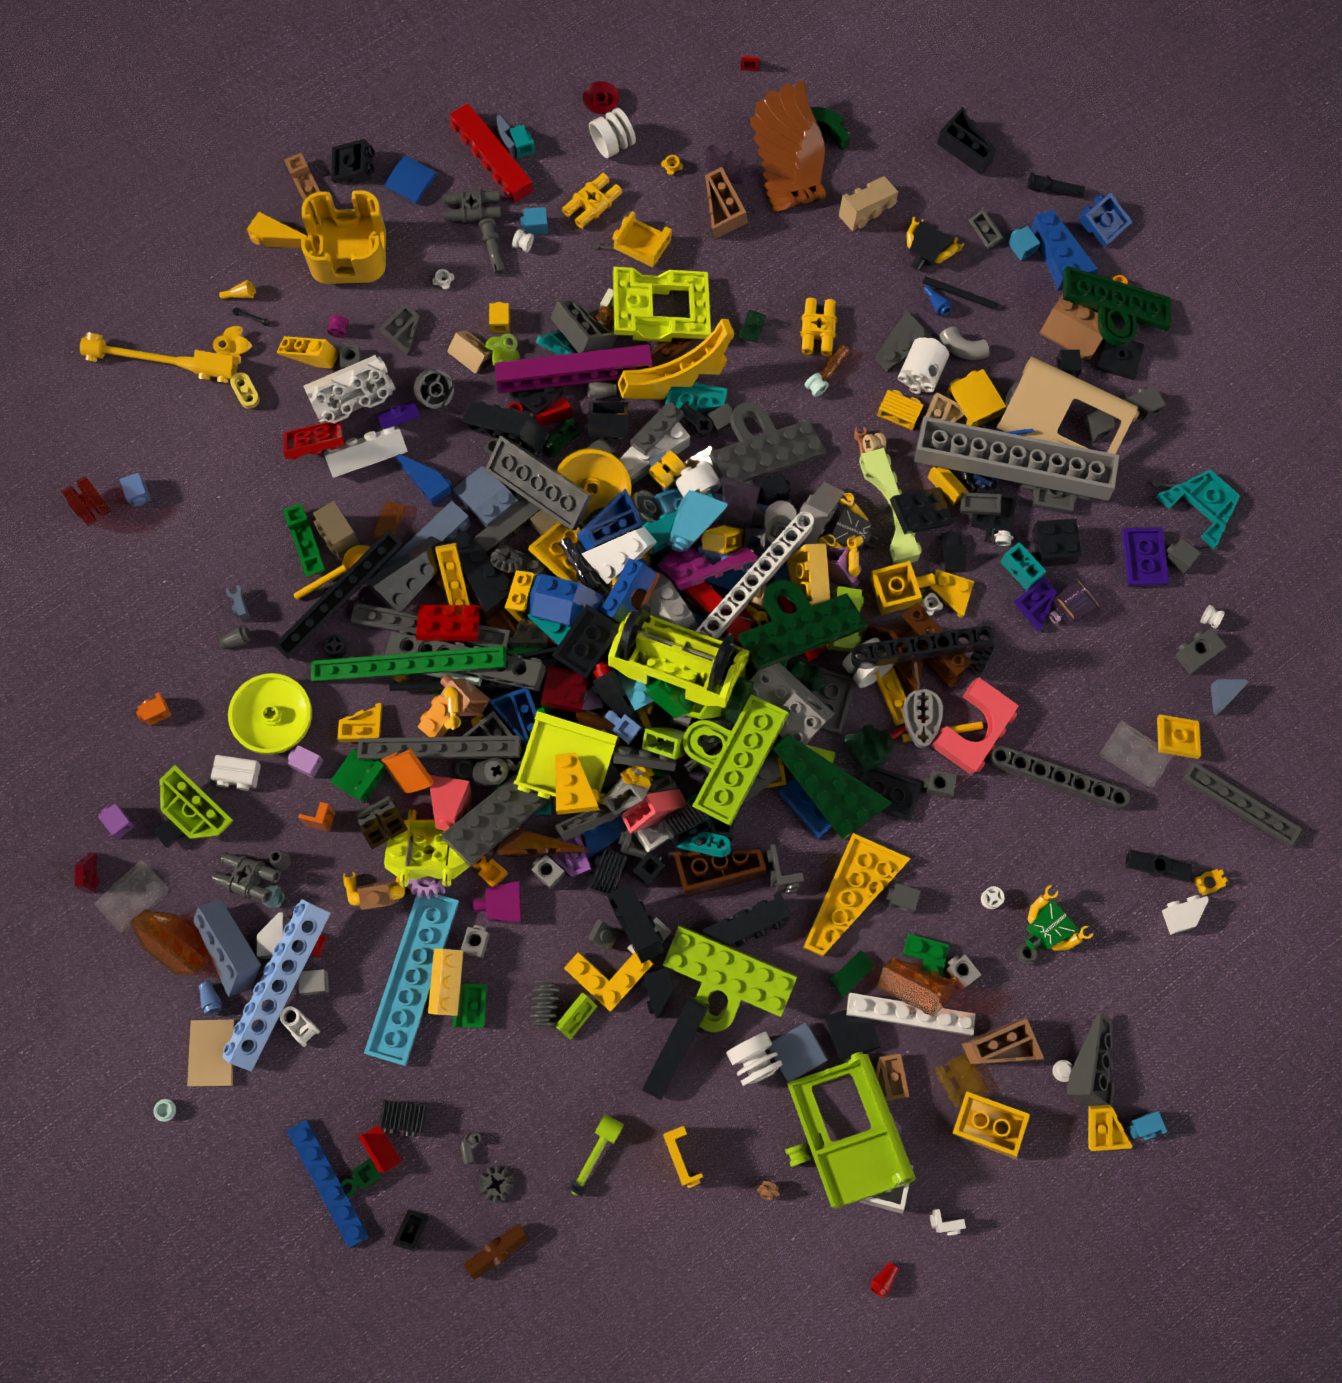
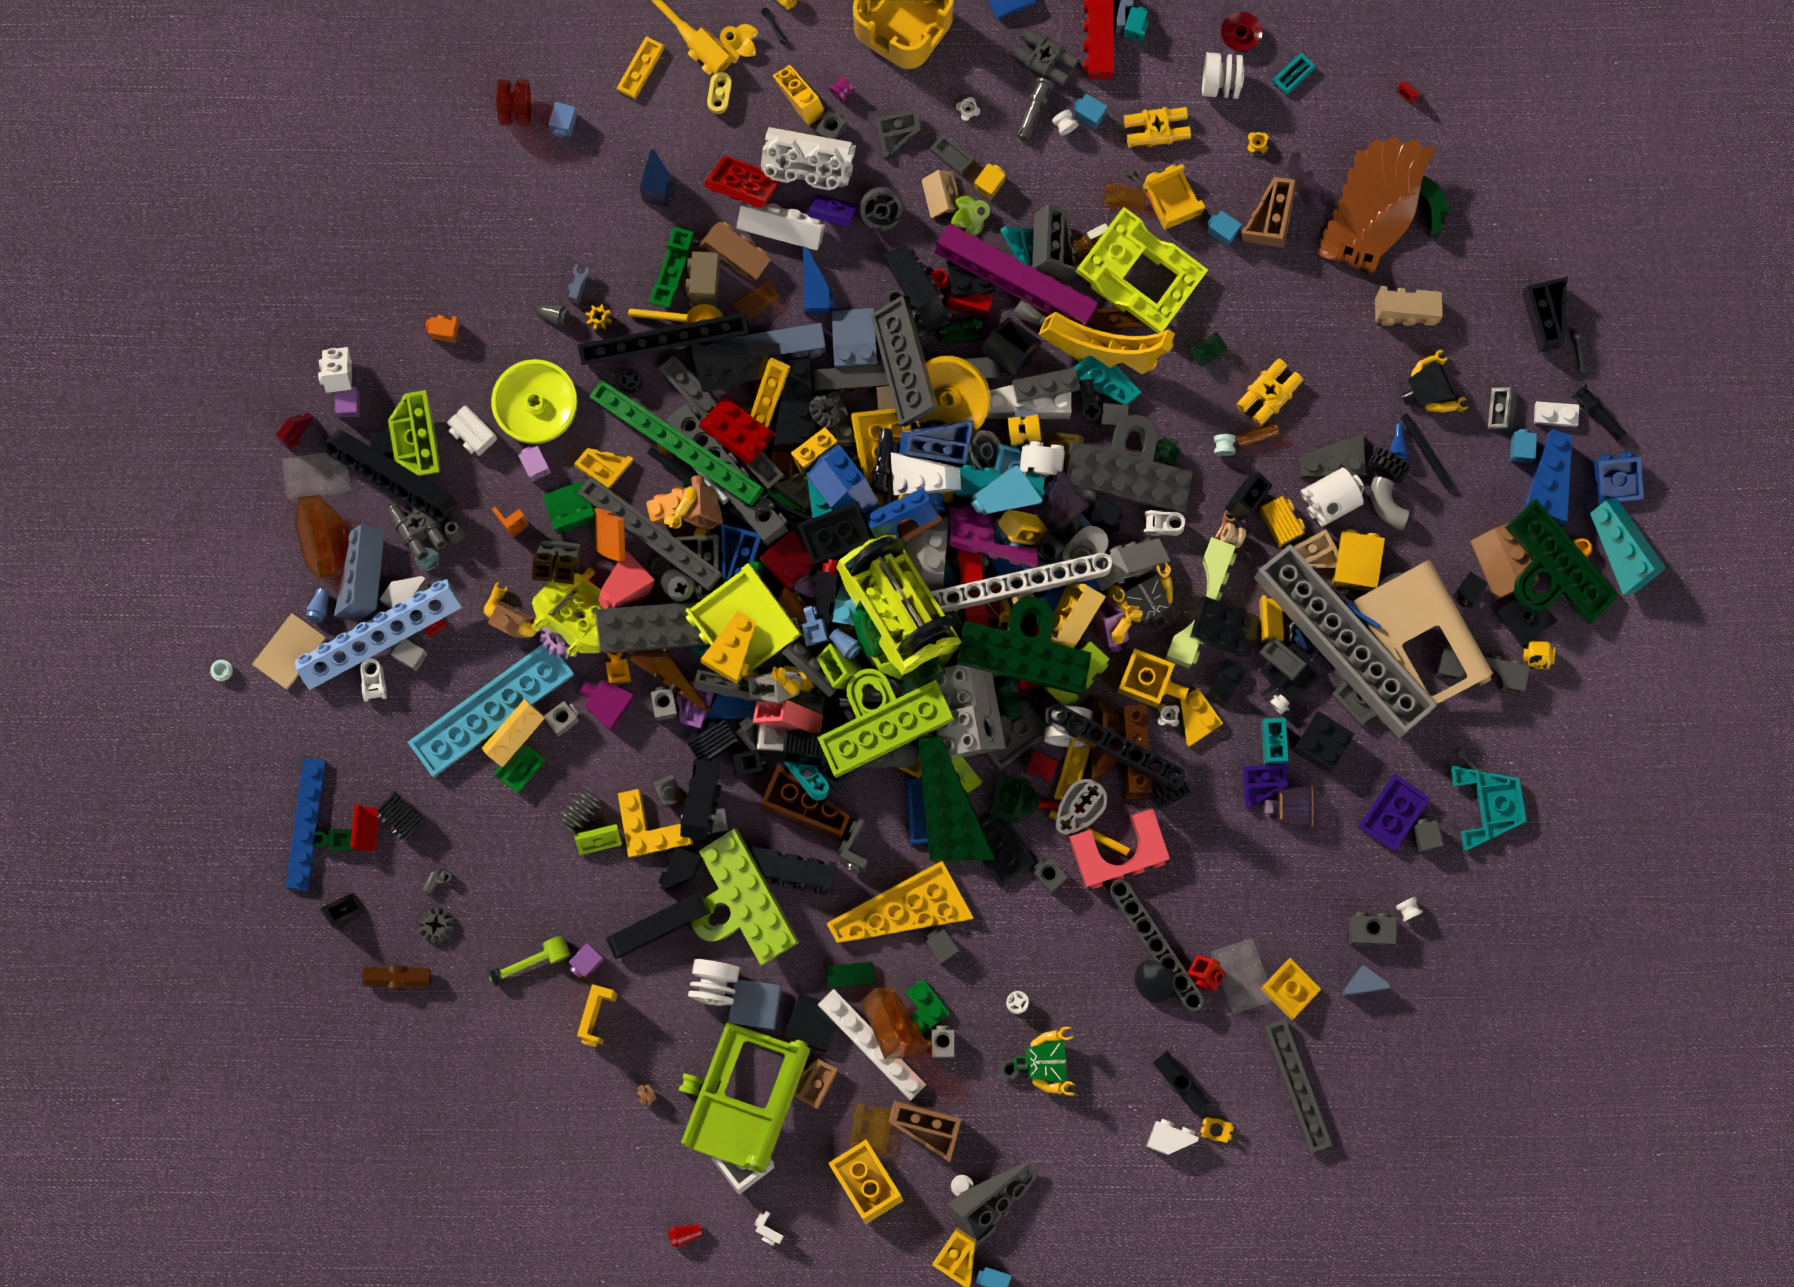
camera: 40 degrees right, 5 degrees up
(88, 801) = (335, 370): none -> white brick
(169, 413) = (640, 68): none -> yellow tile
(193, 852) = (390, 475): none -> black beam
(246, 484) = (656, 182): none -> dark blue slope
(274, 611) = (603, 314): none -> yellow gear
(346, 493) = (735, 251): none -> medium nougat wedge
(456, 318) = (952, 154): none -> dark grey tile
(605, 262) = (1125, 196): none -> clear orange tile
(639, 1120) = (585, 961): none -> medium lavender brick
(657, 720) = (846, 645): none -> medium blue cone
(658, 115) = (1282, 85): none -> teal tile
(695, 236) = (1223, 228): none -> dark azure brick
(779, 416) = (1167, 450): none -> clear green gear
(815, 472) = (1162, 522): none -> white piece
(864, 406) = (1248, 496): none -> black brick
(870, 708) = (1042, 766): none -> dark red panel
(944, 317) = (1388, 465): none -> black tyre
(1018, 166) = (1583, 369): none -> dark grey hinge
(1026, 207) = (1556, 414): none -> white plate
(1080, 804) = (1154, 981): none -> black dish
(1113, 769) = (1206, 973): none -> red brick
(1151, 260) = (1626, 547): none -> teal wedge
(1153, 374) = (1539, 655): none -> yellow head

